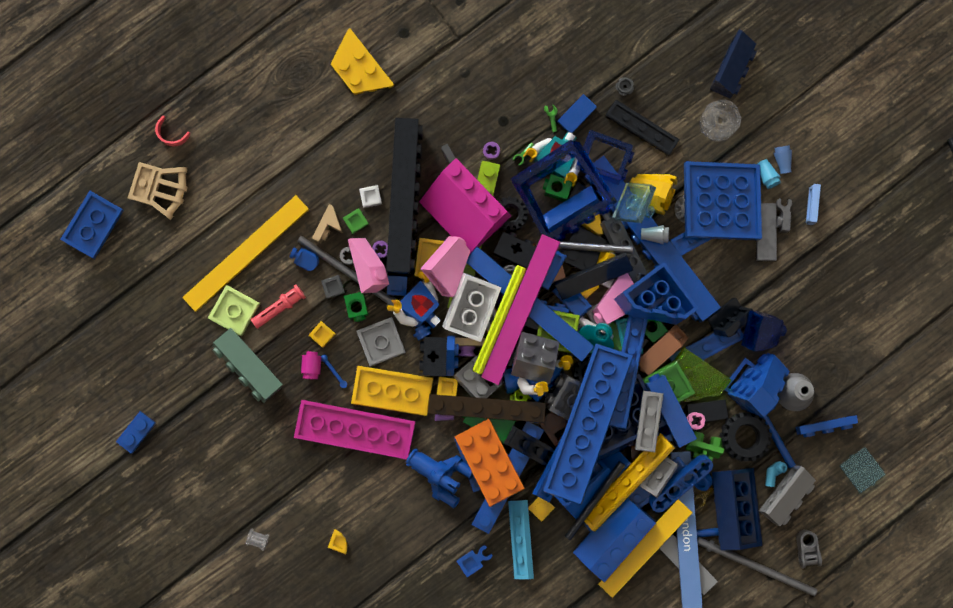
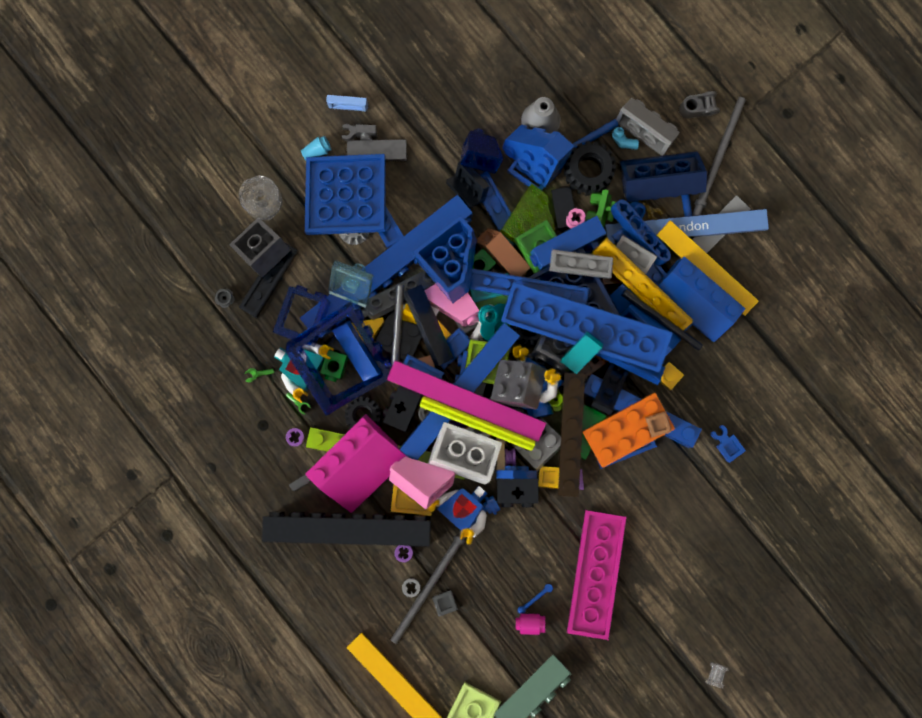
camera: 90 degrees left, 0 degrees up
(286, 301) = (463, 655): coral pin -> none
(305, 259) = (416, 635): blue arm -> none
(322, 334) = (496, 613): yellow tile -> none
(328, 220) = (372, 610): tan slope -> none
(338, 542) = (715, 587): yellow tile -> none
(355, 221) = (373, 581): bright green tile -> none
(356, 298) = (459, 584): green brick -> none
(358, 67) = (205, 583): yellow wing -> none
(368, 266) = (423, 565): bright pink slope -> none
(370, 196) = (346, 565): white tile -> none
(381, 341) = (502, 549): light grey tile -> none
(392, 390) = (553, 536): yellow tile -> none
(397, 285) = (441, 534): blue plate -> none
(440, 474) = (640, 482): blue wheel -> none
(494, 489) = (658, 424): none -> medium nougat tile
(521, 539) = (704, 395): medium azure plate -> none
(563, 418) = (581, 352): none -> teal tile
(577, 114) = (254, 347): blue tile -> none
(656, 234) = (383, 260): light grey cone -> none
(664, 192) = (327, 257): yellow cone -> none
(671, 119) = (260, 247): none -> flat silver brick
(734, 65) = (201, 184): dark blue slope -> none
(783, 158) = (299, 133): medium blue cone -> none
(827, 426) = (575, 87): blue plate -> none
(862, 470) = (617, 53): clear light blue piece -> none

